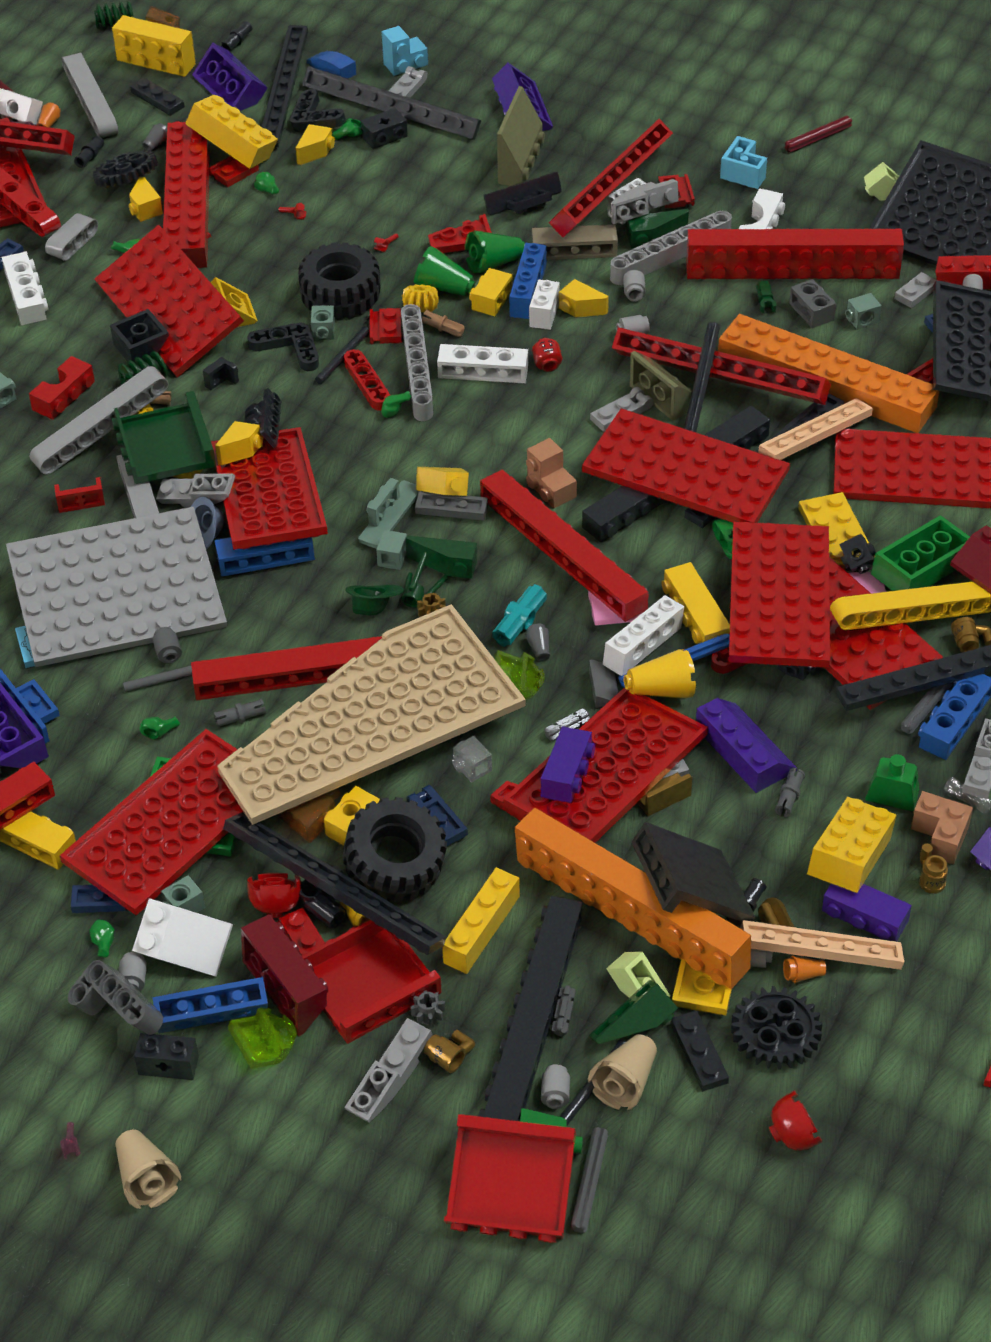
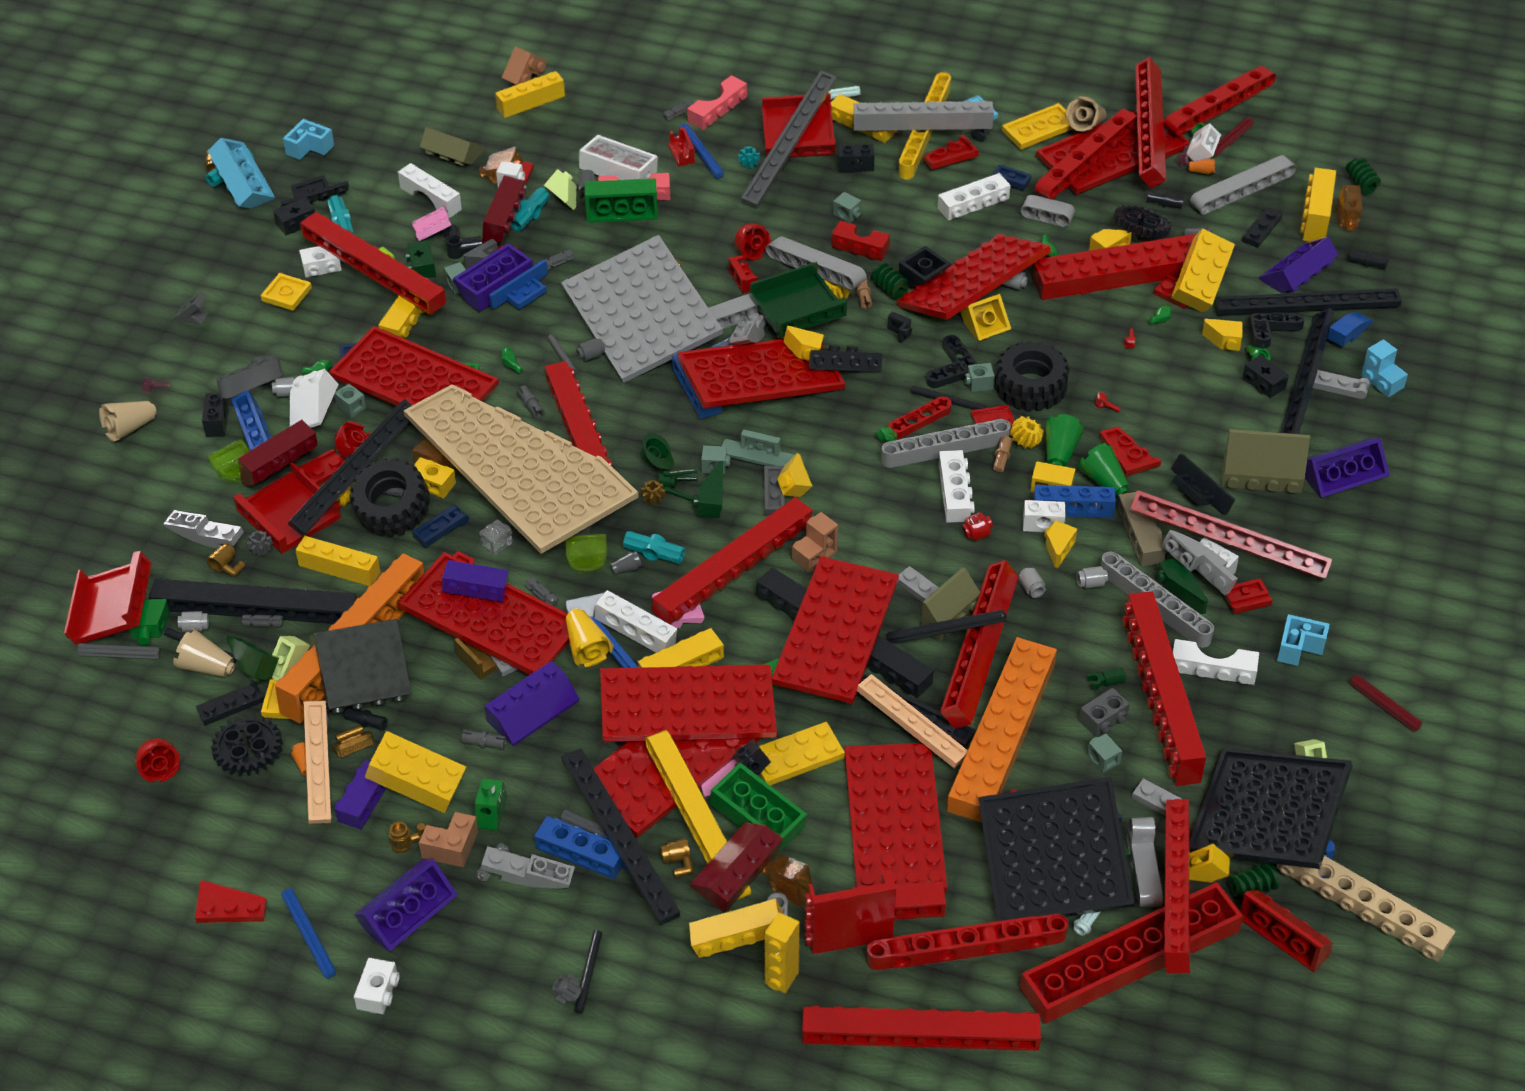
camera: 80 degrees right, 0 degrees up
(26, 477) = (752, 240): none -> red cylinder

